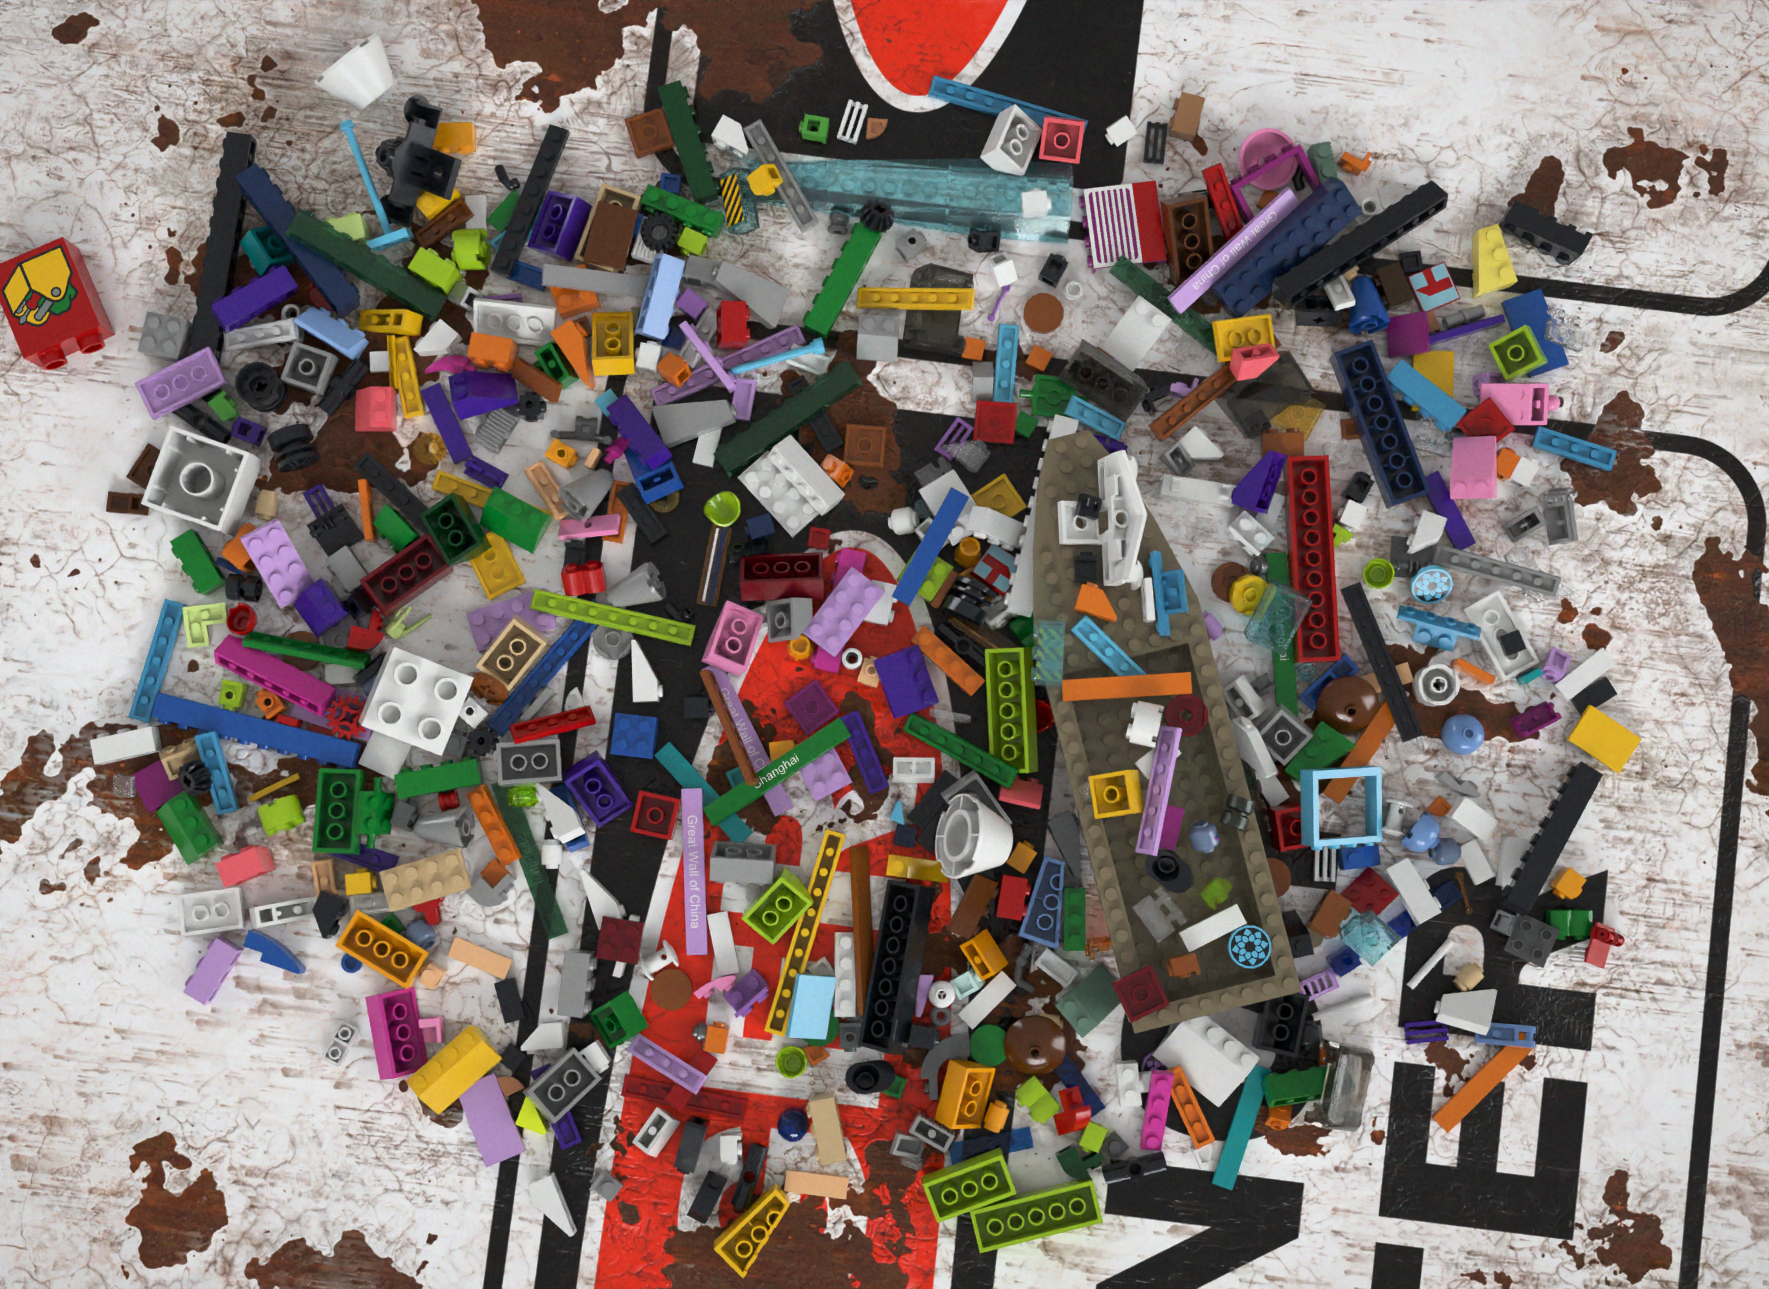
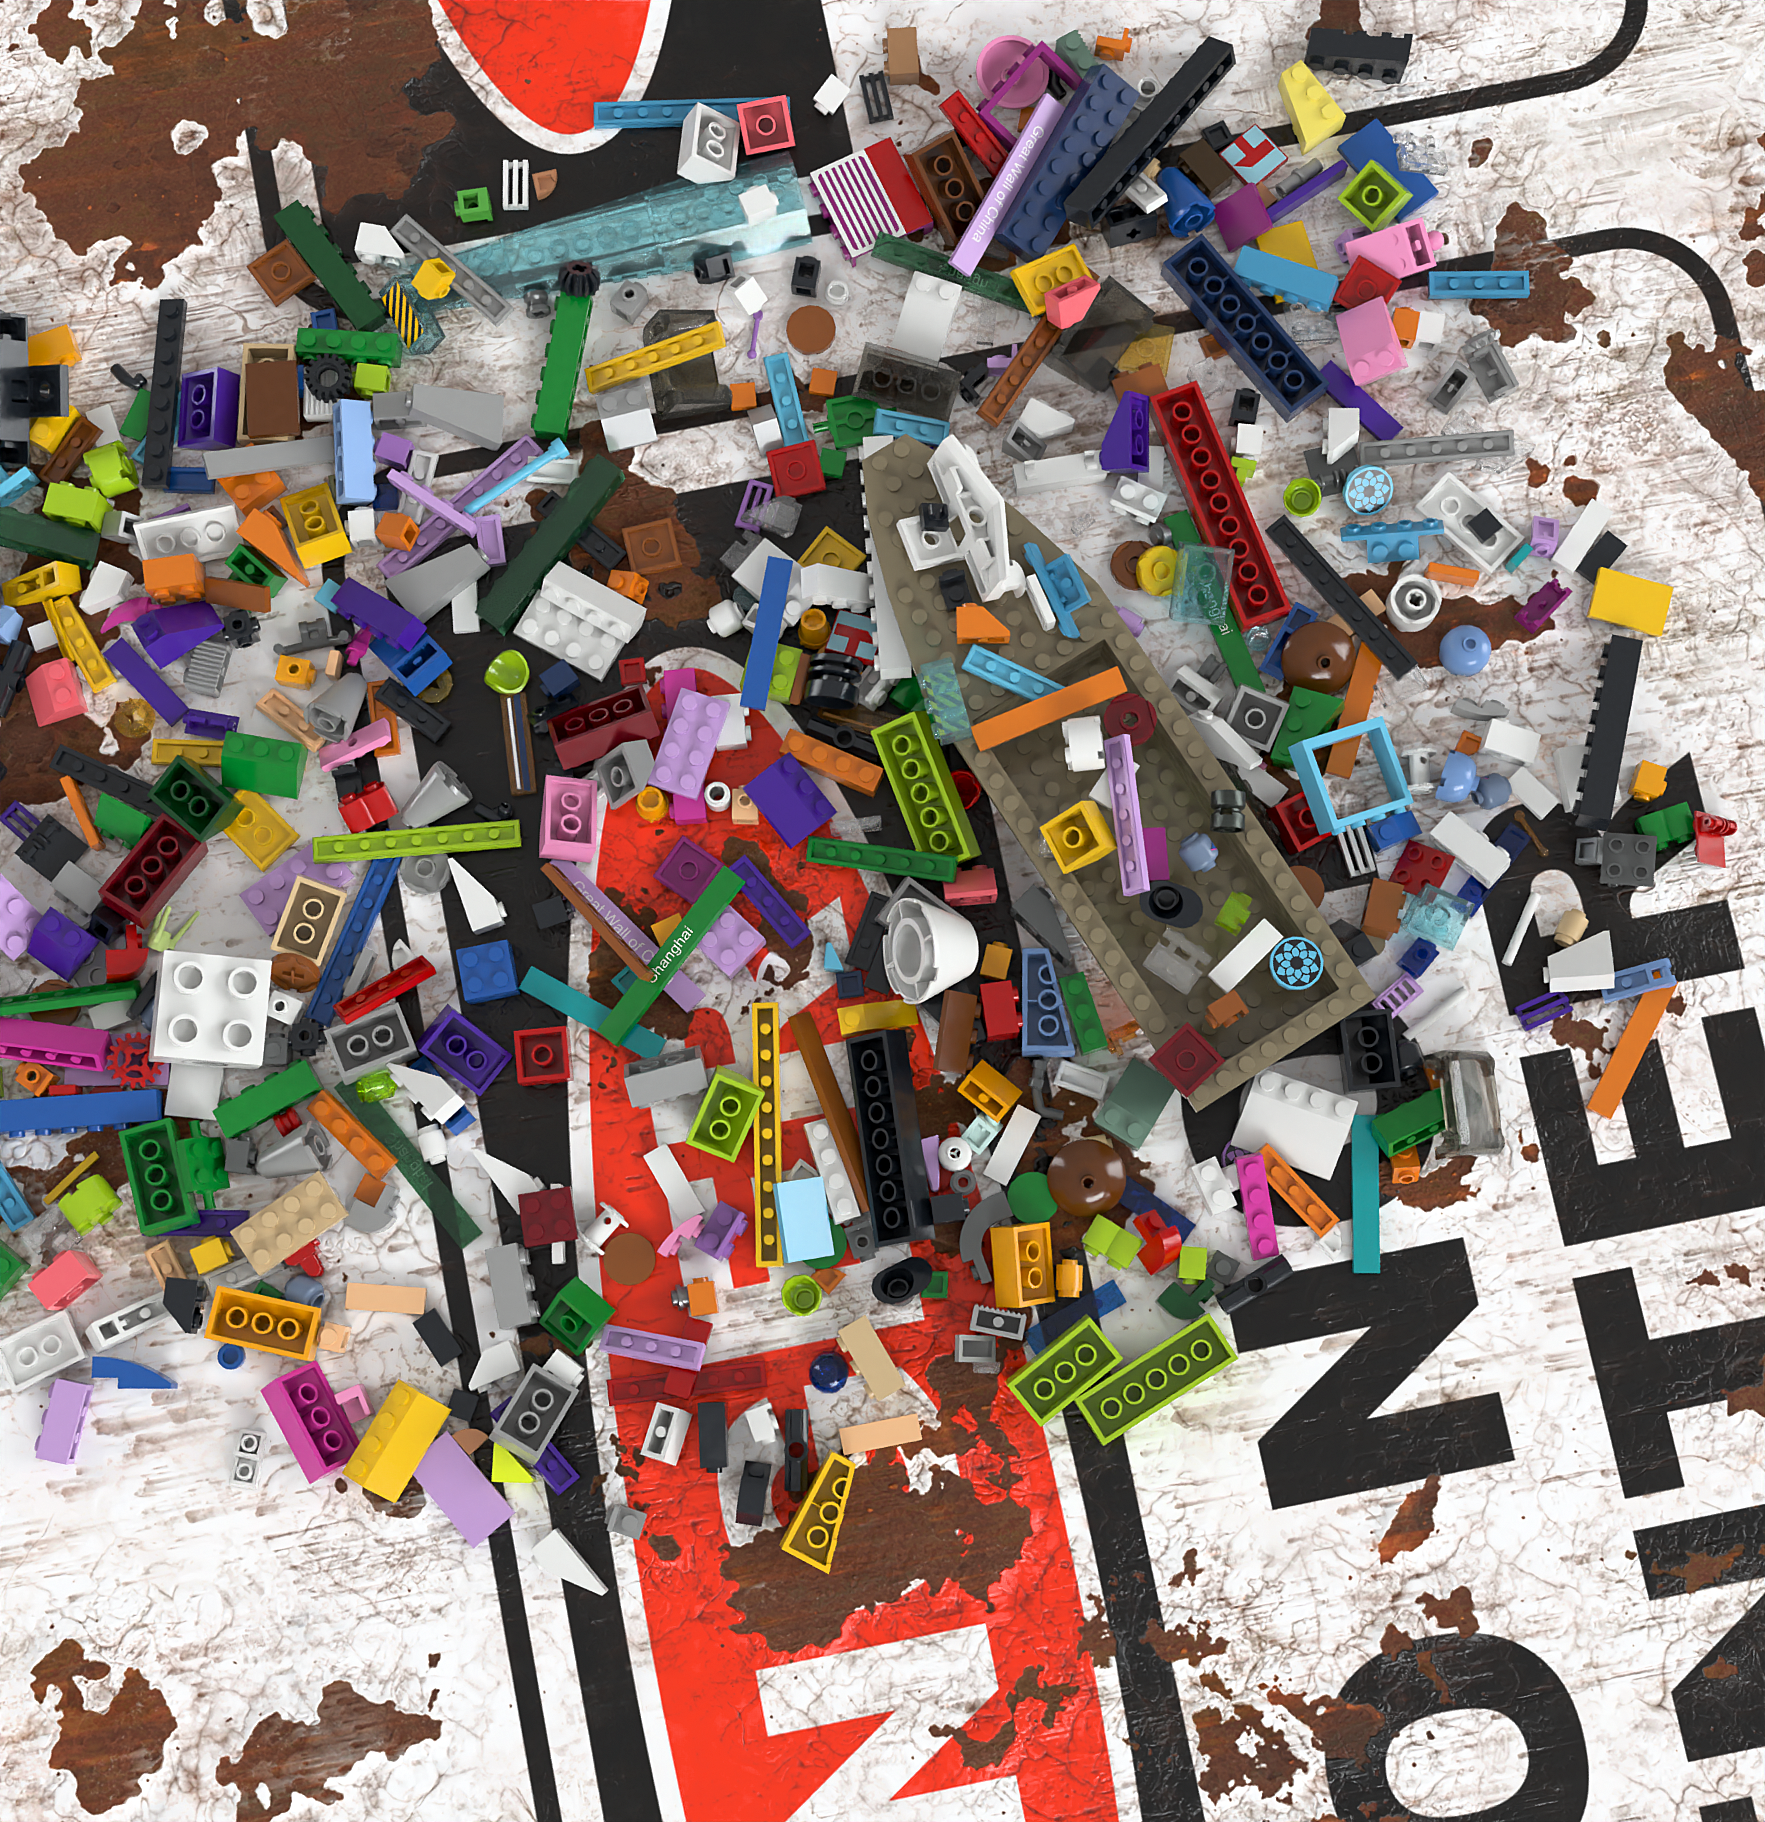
camera: 15 degrees left, 5 degrees down
(694, 871) = (611, 1109): lavender tile -> none
(732, 325) = (449, 457): red brick -> none
(913, 770) = (834, 903): white hinge -> none

